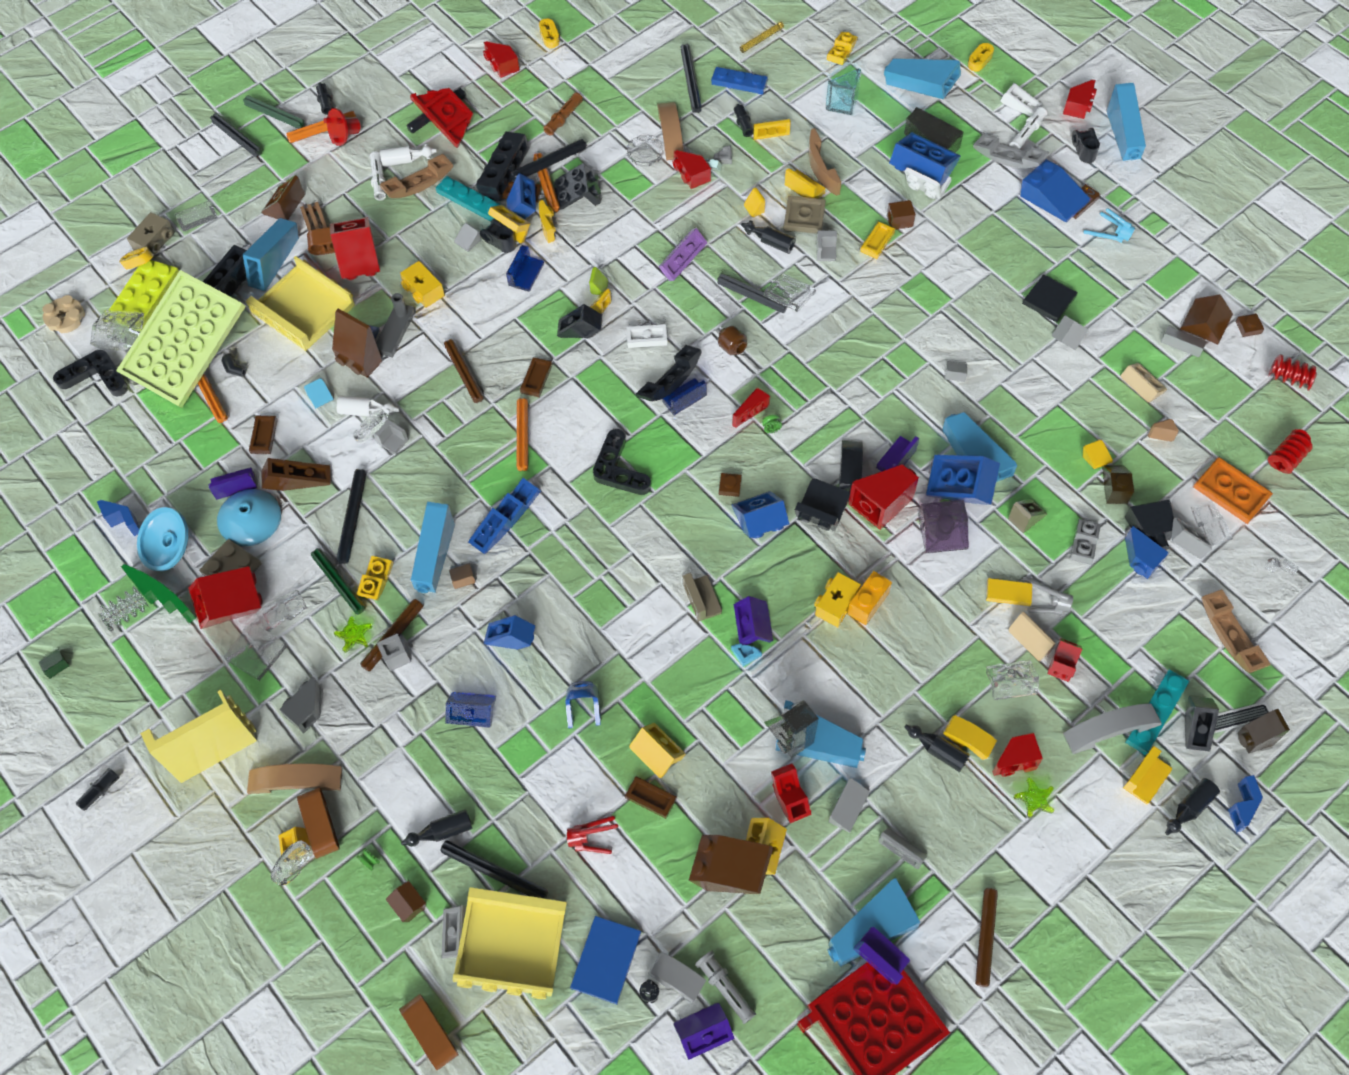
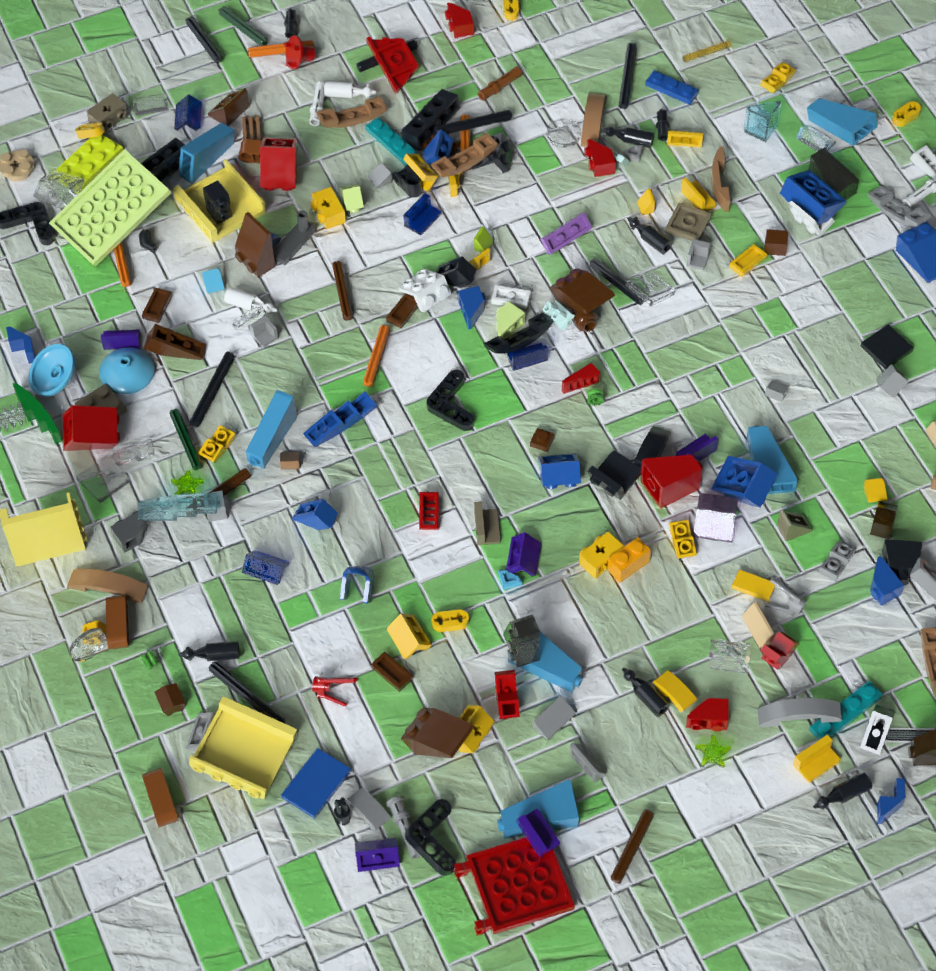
camera: 15 degrees right, 5 degrees down
(240, 215) = (188, 113): none -> clear blue panel
(299, 305) = (217, 202): none -> black brick
(350, 666) = (175, 506): none -> clear light blue slope
(444, 267) = (351, 198): none -> yellowish green slope
(555, 198) = (467, 158): none -> medium nougat slope
(555, 346) = (426, 288): none -> white bracket
(607, 353) = (471, 304): none -> blue slope
(631, 579) = (428, 496): none -> red slope
(653, 361) = (509, 320): none -> yellowish green slope
(695, 714) = (450, 620): none -> yellow beam
(705, 342) = (561, 315): none -> light aqua hips
(716, 138) = (631, 135): none -> black wheel
(721, 313) = (581, 291): none -> reddish brown slope
(752, 992) = (424, 833): none -> black beam
(900, 101) = (814, 138): none -> clear slope
(915, 559) = (682, 539): none -> yellow slope

